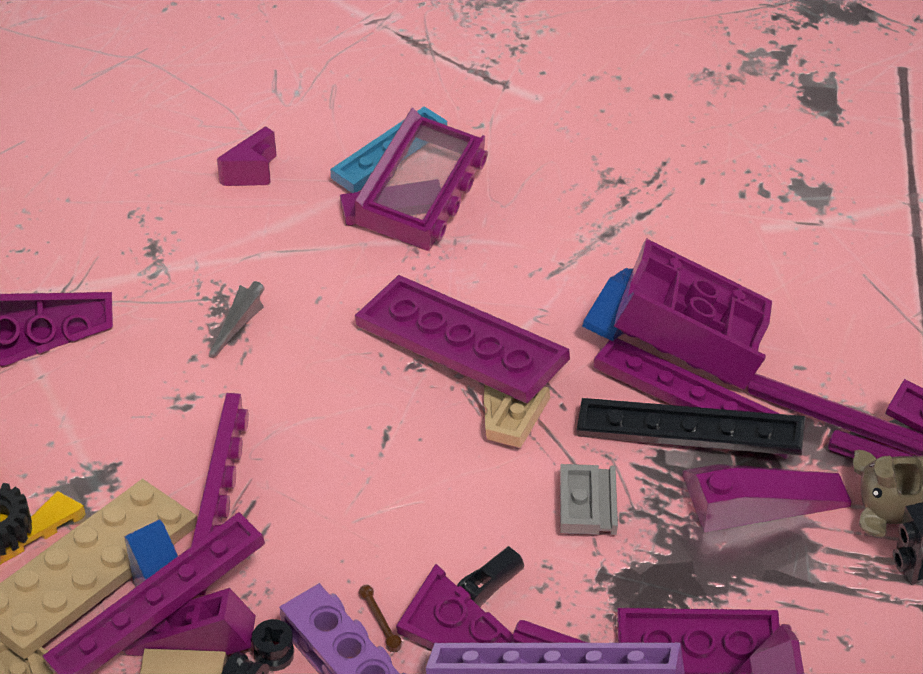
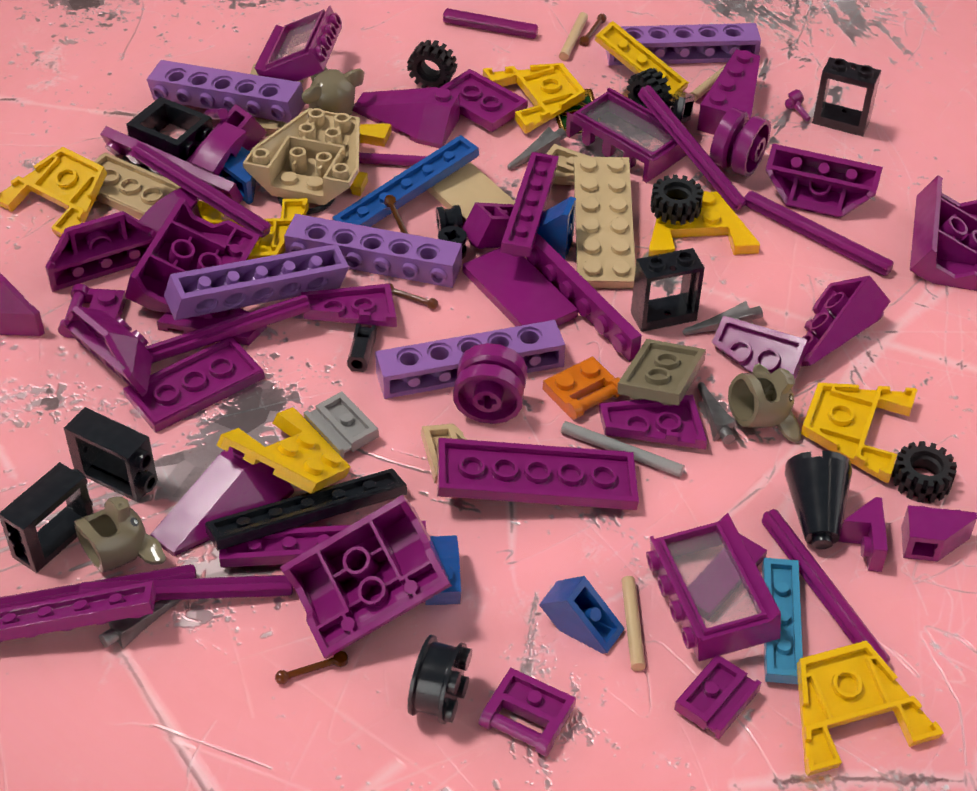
camera: 140 degrees right, 0 degrees up
(99, 387) = (740, 312): none -> flat silver piece
(129, 333) = (756, 344): none -> wing
(137, 250) = (842, 418): none -> yellow wing
(143, 435) = (681, 307): none -> black window
(144, 190) = (919, 484): none -> black tyre
(195, 281) = (765, 401): none -> dark tan piece
(201, 133) = (934, 532): none -> magenta slope
(246, 358) = (661, 372): none -> dark tan plate
(253, 193) = (819, 494): none -> black cone
(272, 572) = (518, 289): none -> magenta tile
(296, 336) = (655, 422): none -> magenta wing
(321, 418) = (579, 381): none -> orange plate
(328, 158) = (820, 582): none -> magenta axle
(353, 338) = (611, 444): none -> light grey bar
(402, 489) = (436, 363): none -> medium lavender brick
(410, 86) = (846, 688): none -> yellow wing
(422, 424) = (490, 383): none -> magenta wheel
(497, 212) = (633, 623): none -> tan bar
(502, 131) = (717, 696): none -> magenta plate
(539, 229) = (582, 613): none -> blue slope
(633, 200) = (532, 701): none -> magenta plate
(659, 464) = (300, 459): none -> yellow wing
(700, 222) = (439, 679): none -> black wheel
(811, 321) = (340, 659): none -> reddish brown hinge
(852, 567) = (111, 454): none -> black window

